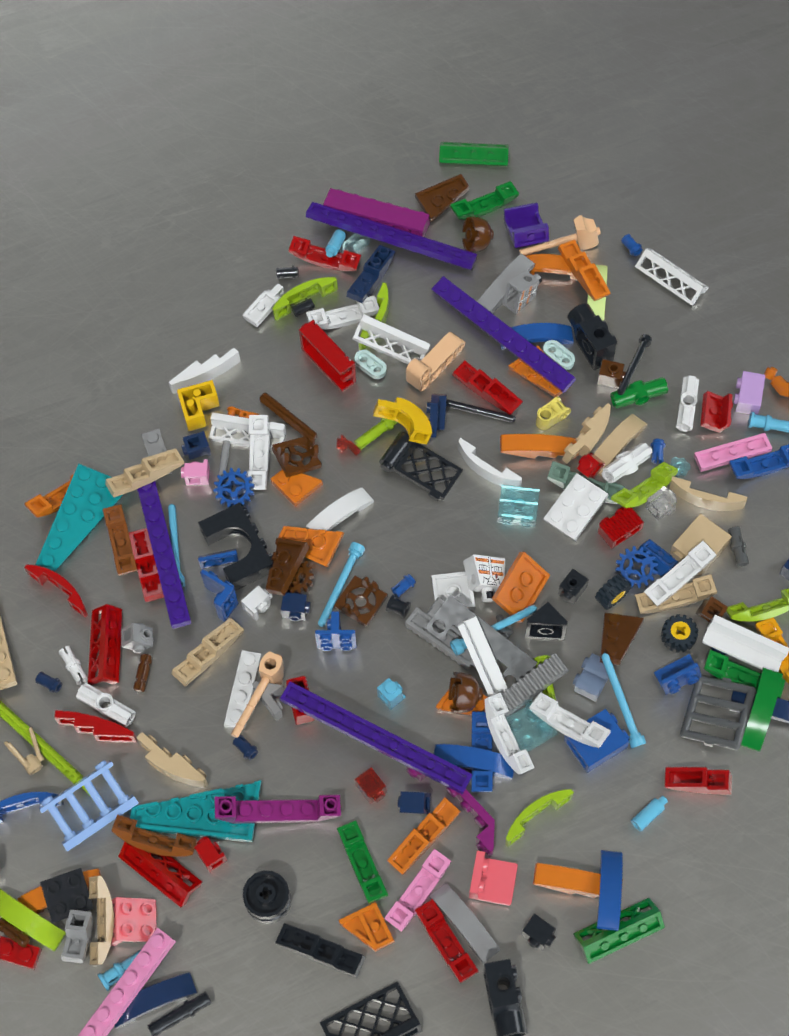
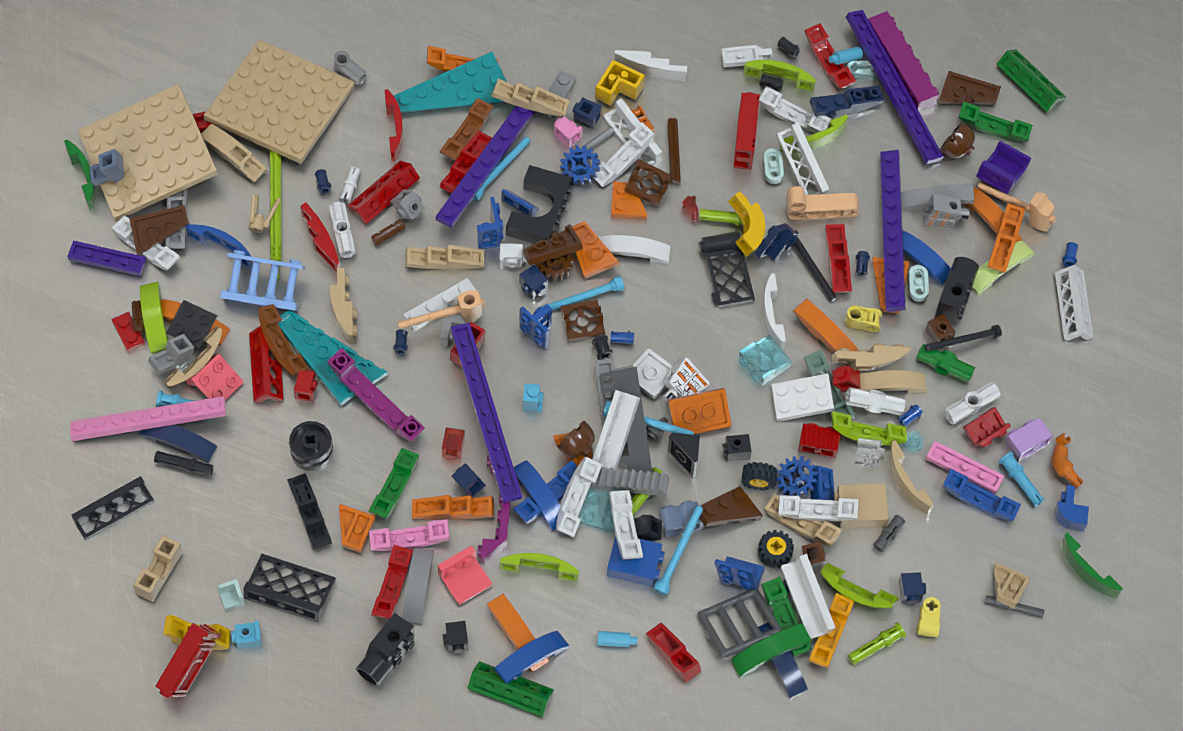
camera: 40 degrees right, 0 degrees up
(506, 376) = (862, 263): none -> dark blue pin
(582, 706) = (648, 527): none -> black brick

